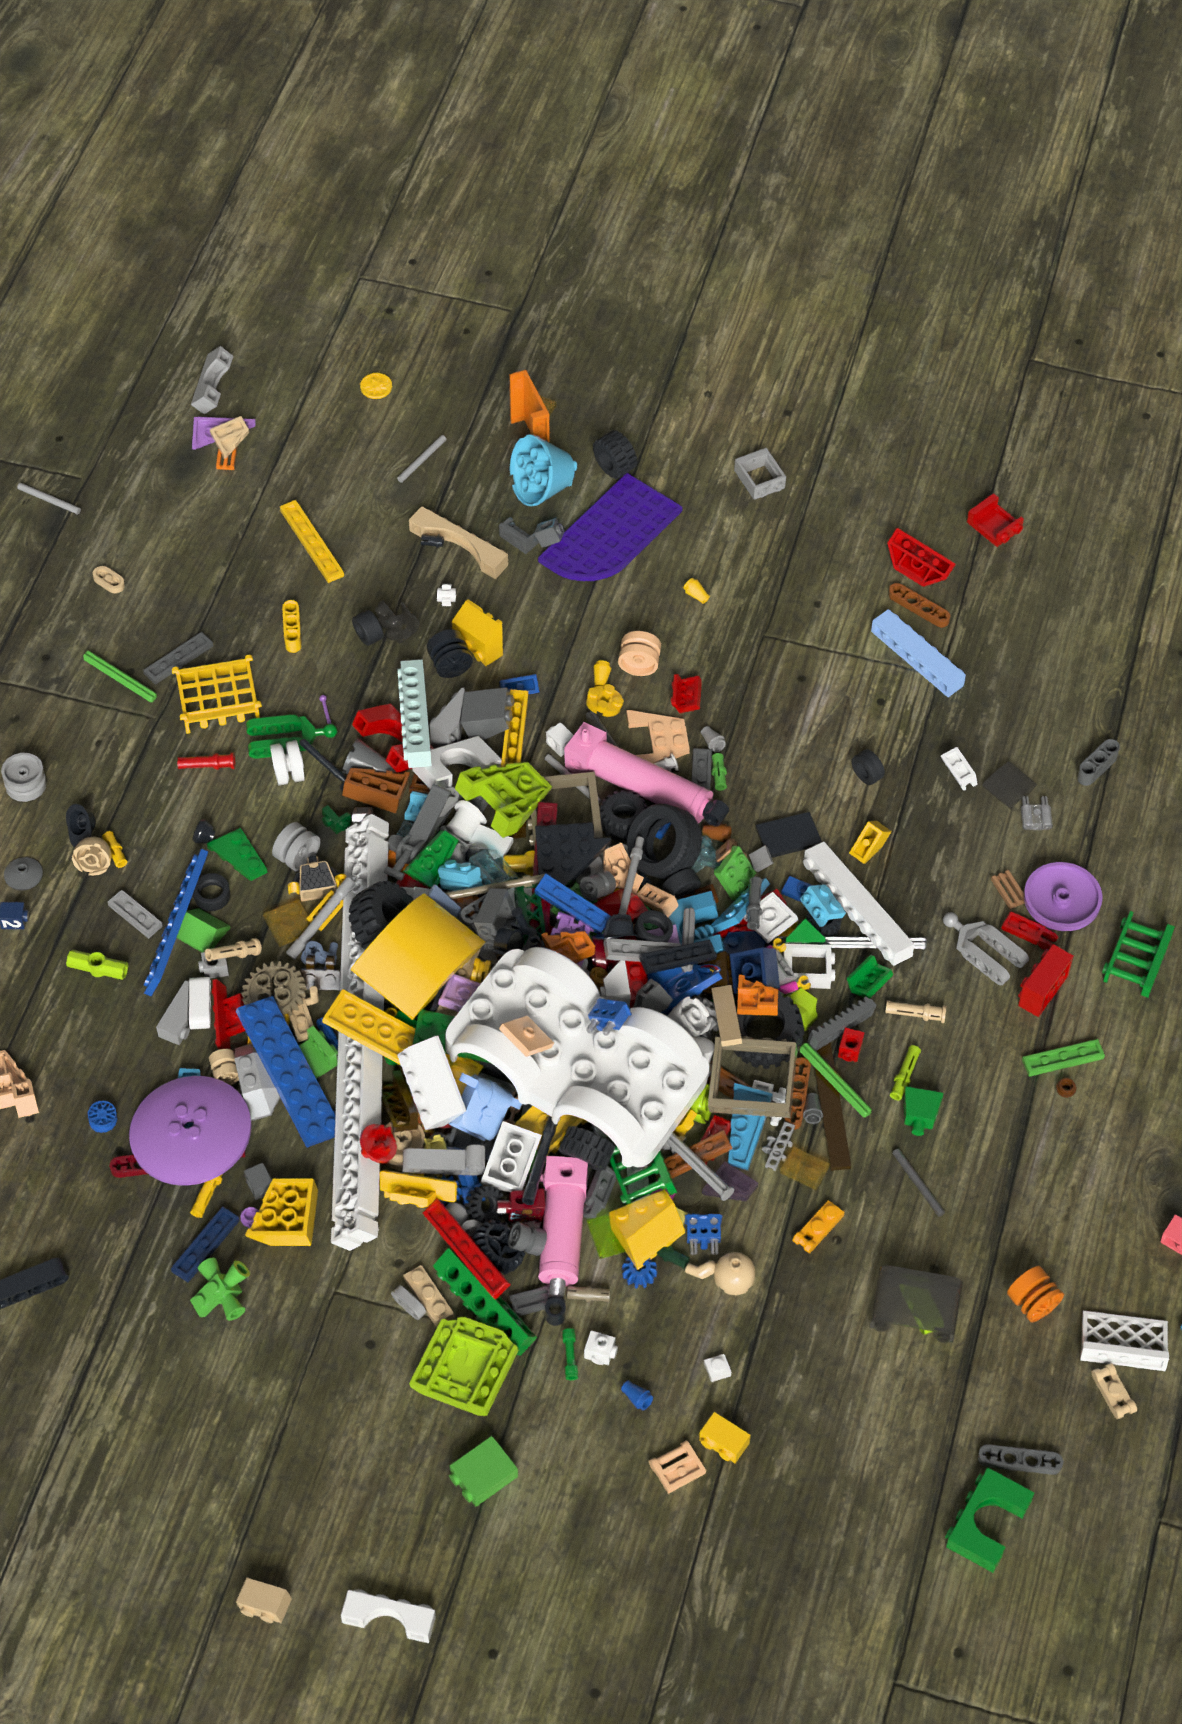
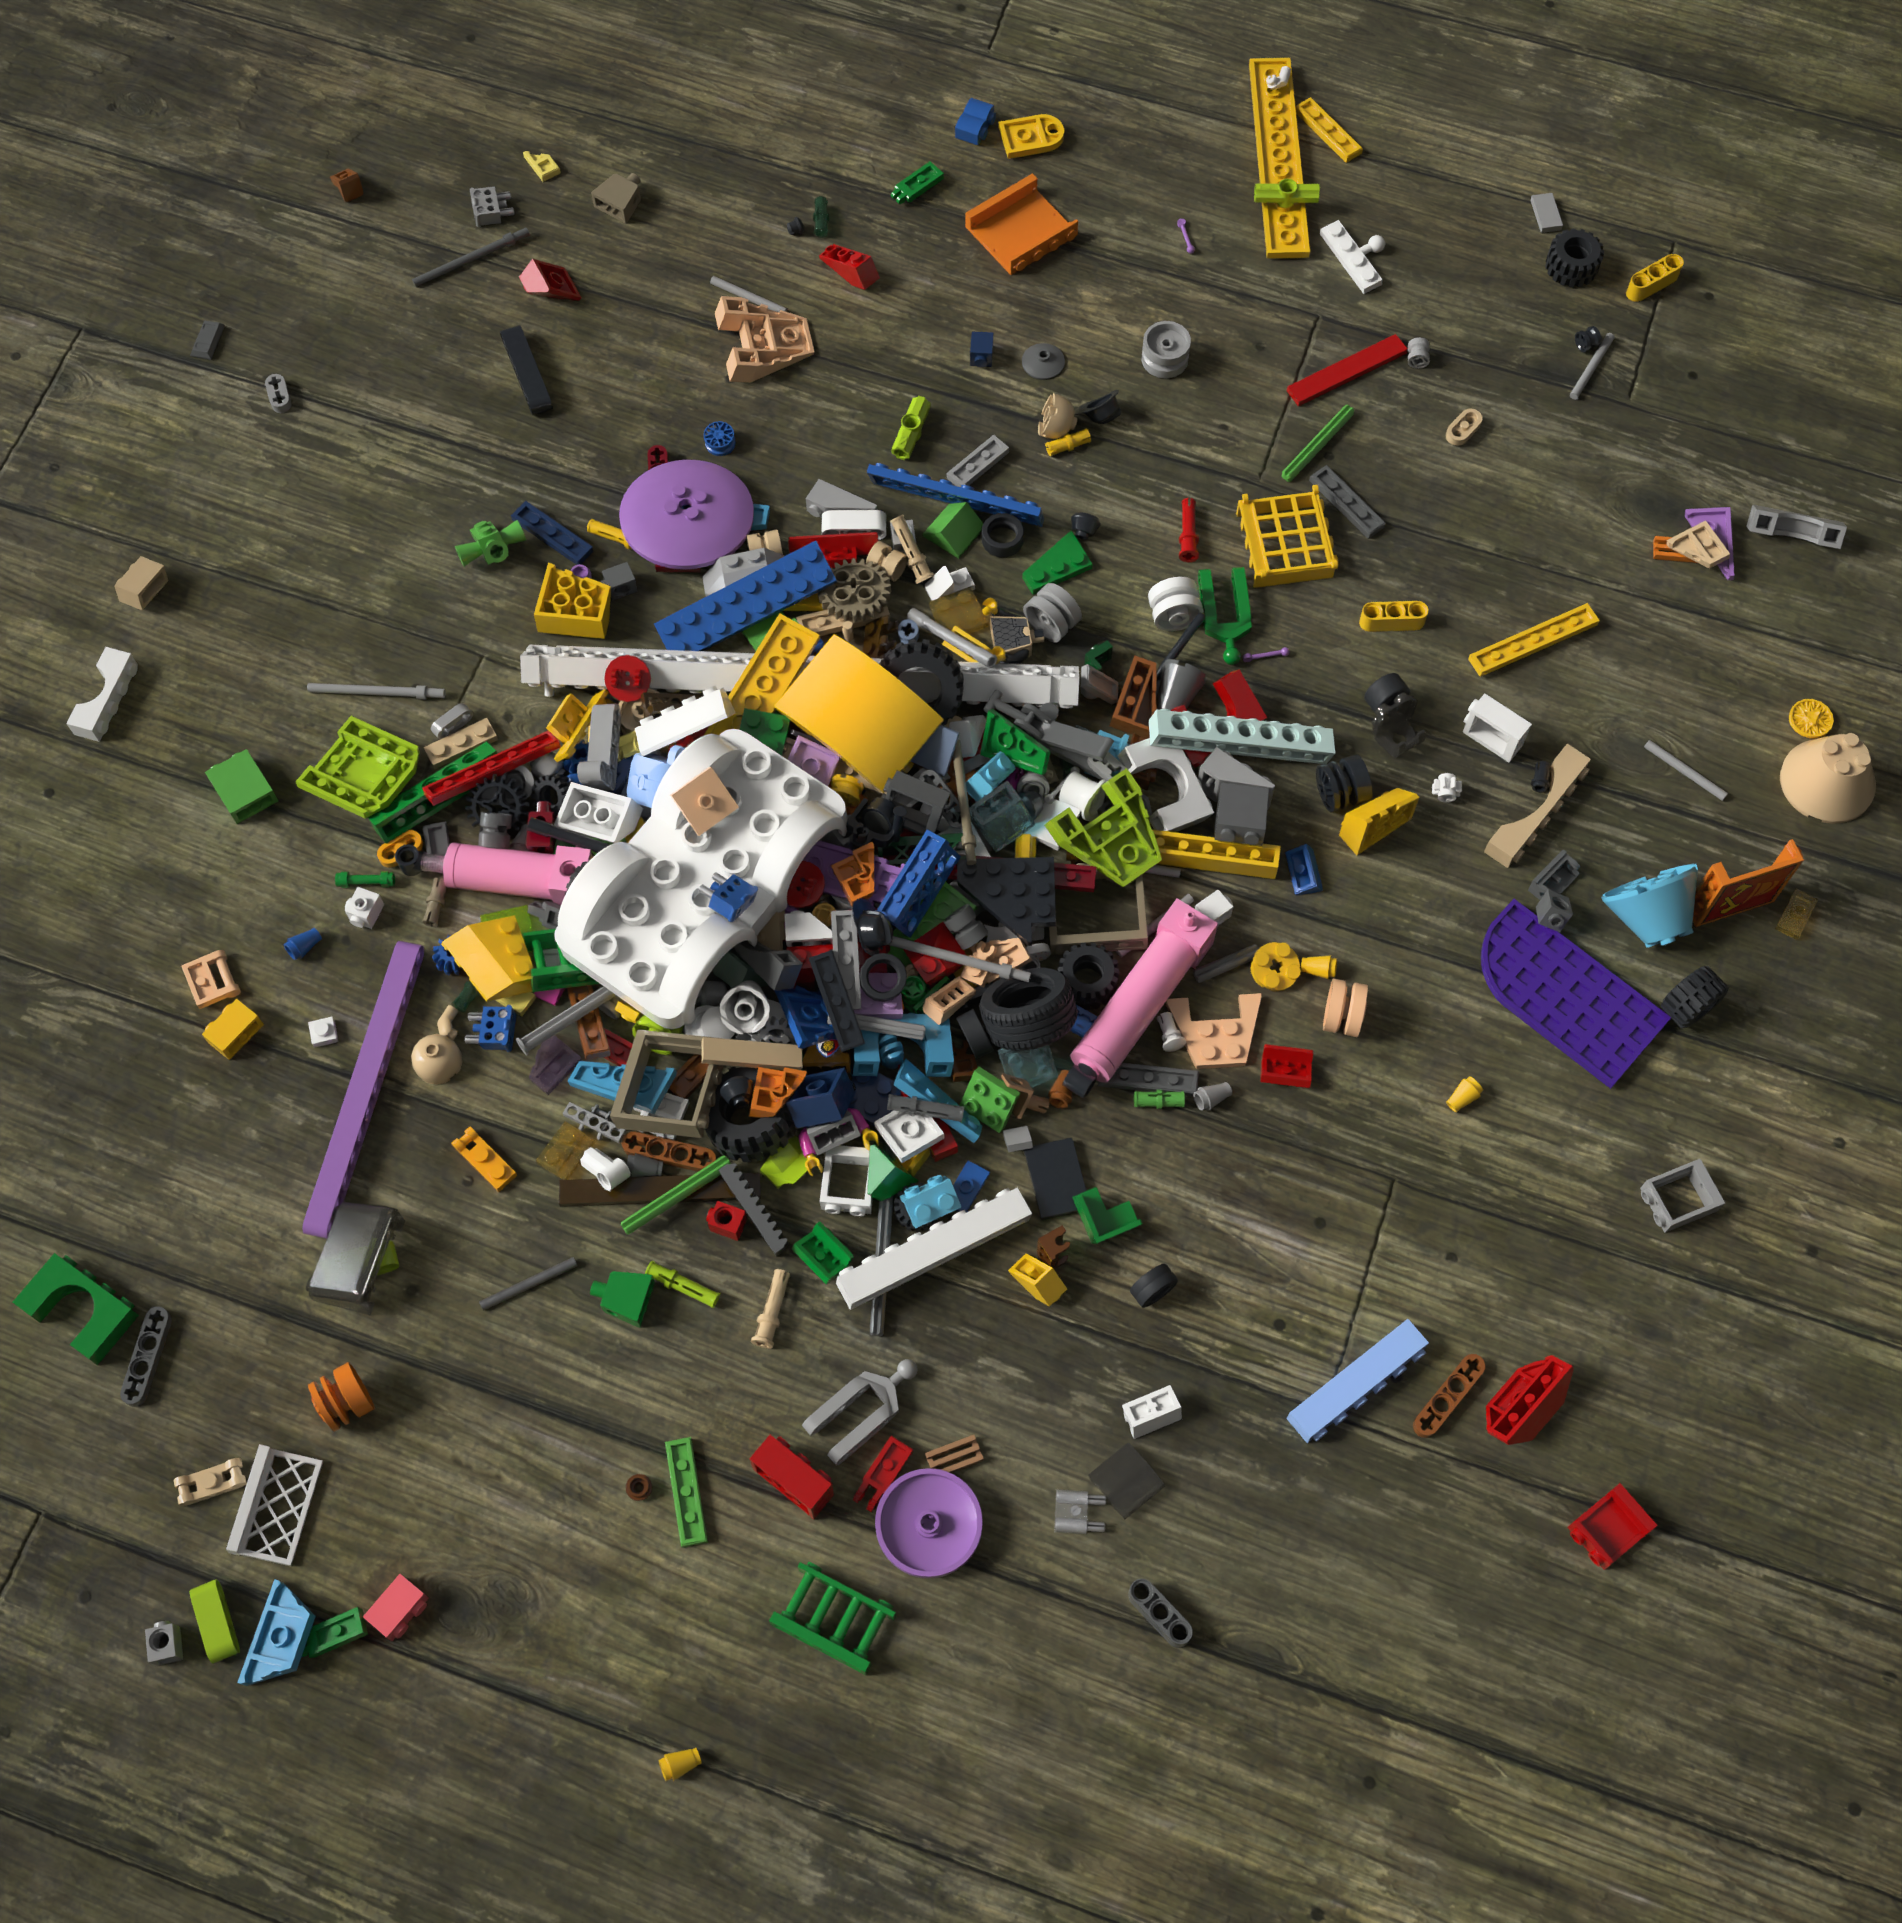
camera: 95 degrees right, 10 degrees up
(25, 497) = (1587, 339): none -> black wheel
(32, 1516) = (278, 393): none -> light grey beam
(33, 606) = (1418, 352): none -> light grey wheel
(45, 657) = (1346, 370): none -> red tile
(238, 972) = (890, 561): none -> tan wheel
(261, 929) = (946, 583): none -> white slope
(377, 1335) = (419, 692): none -> light grey bar
(396, 560) = (1496, 727): none -> white window
(426, 376) = (1829, 778): none -> tan cone
(541, 1328) = (391, 847): none -> light orange plate
(760, 1021) = (737, 1091): none -> black cone
(766, 1323) = (363, 1088): none -> medium lavender beam
(822, 799) = (1104, 1223): none -> green panel
(823, 1126) = (608, 1171): none -> white piece
(849, 827) = (1051, 1246): none -> reddish brown hinge

